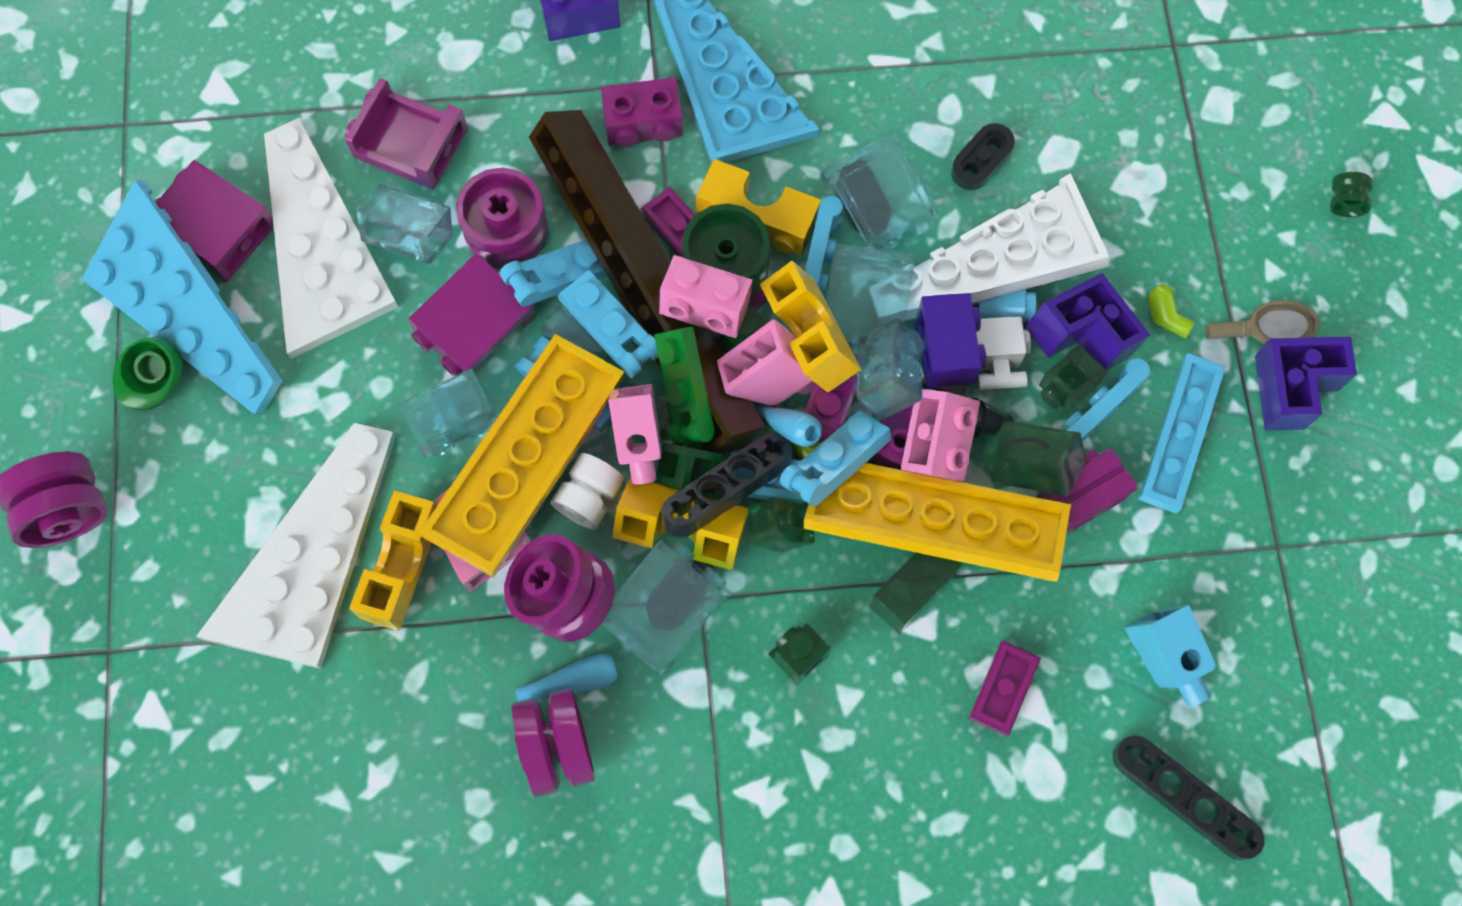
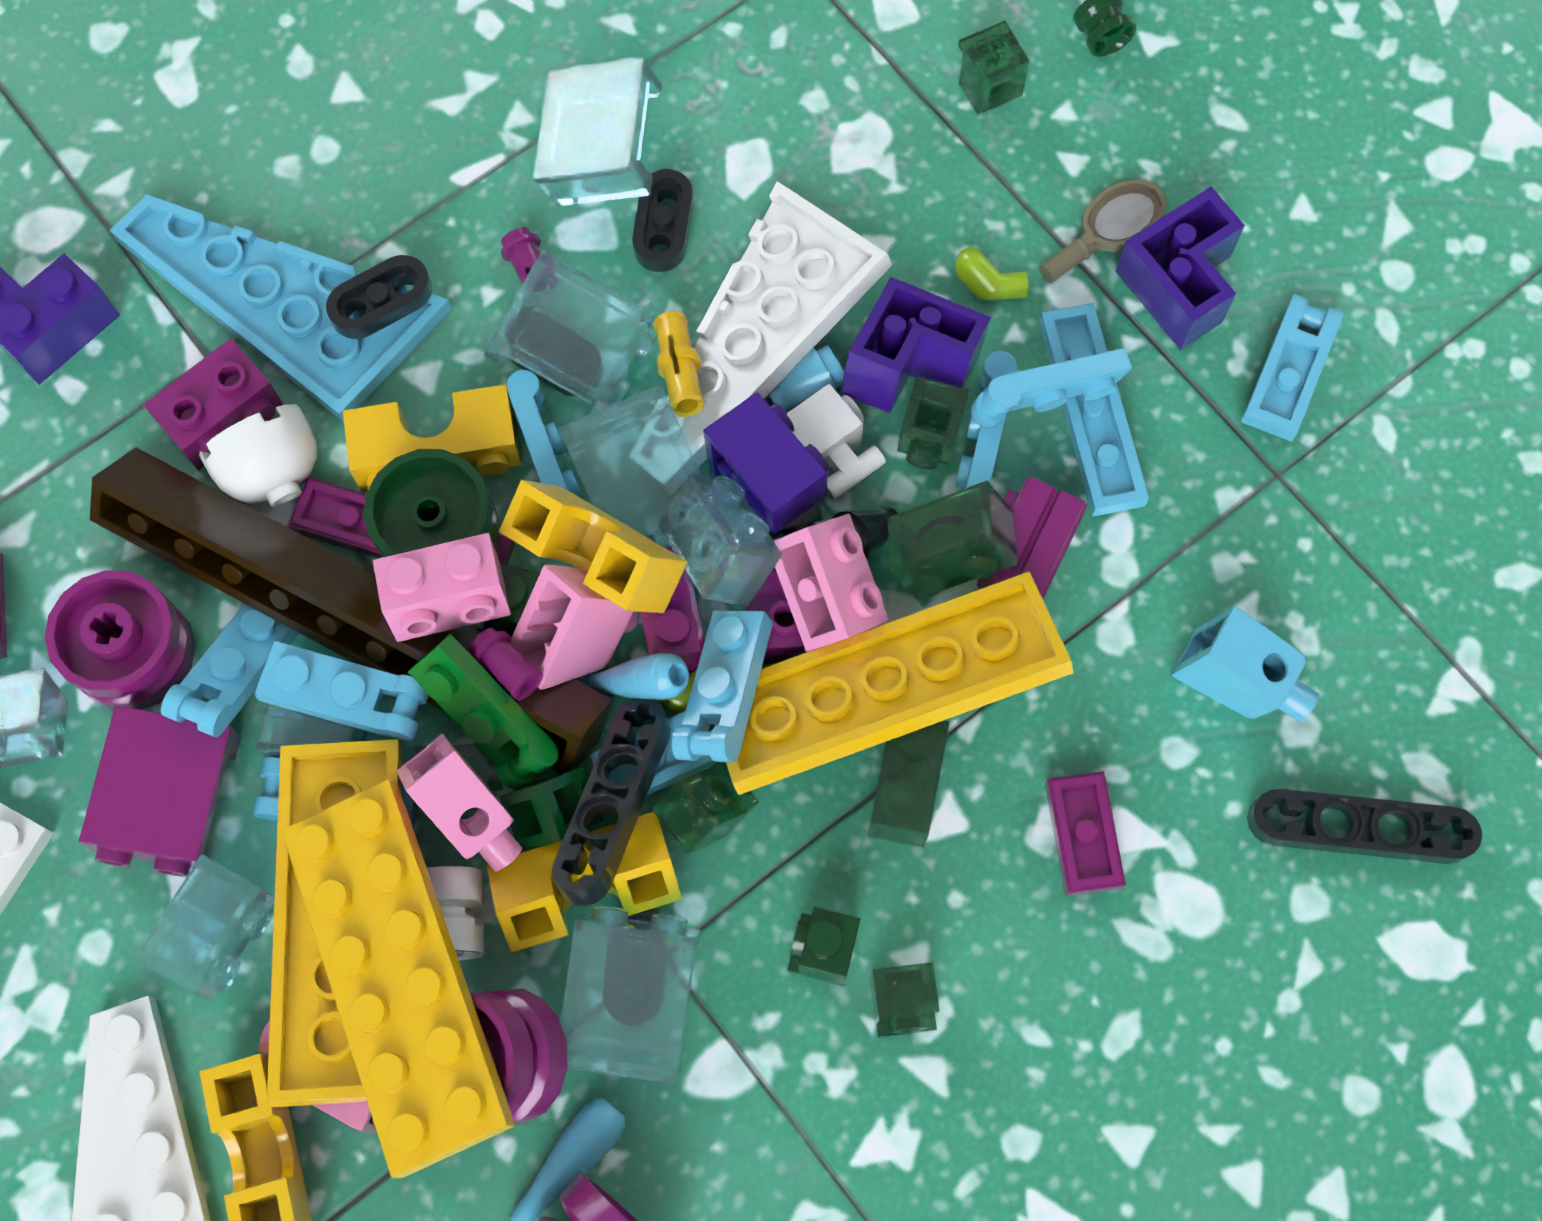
camera: 30 degrees left, 0 degrees up
(535, 507) = (396, 980): none -> yellow plate
(650, 159) = (263, 458): none -> white cylinder
(714, 364) = (505, 663): none -> magenta pin
(778, 102) = (377, 295): none -> black plate
(827, 715) = (904, 999): none -> clear green brick
(882, 123) = (521, 250): none -> magenta pin
(934, 249) = (678, 363): none -> yellow pin
(974, 77) = (595, 132): none -> clear light blue panel
(1161, 400) = (1051, 385): none -> medium azure plate
(1256, 180) = (992, 67): none -> clear green brick
(1331, 485) = (1292, 368): none -> medium azure plate

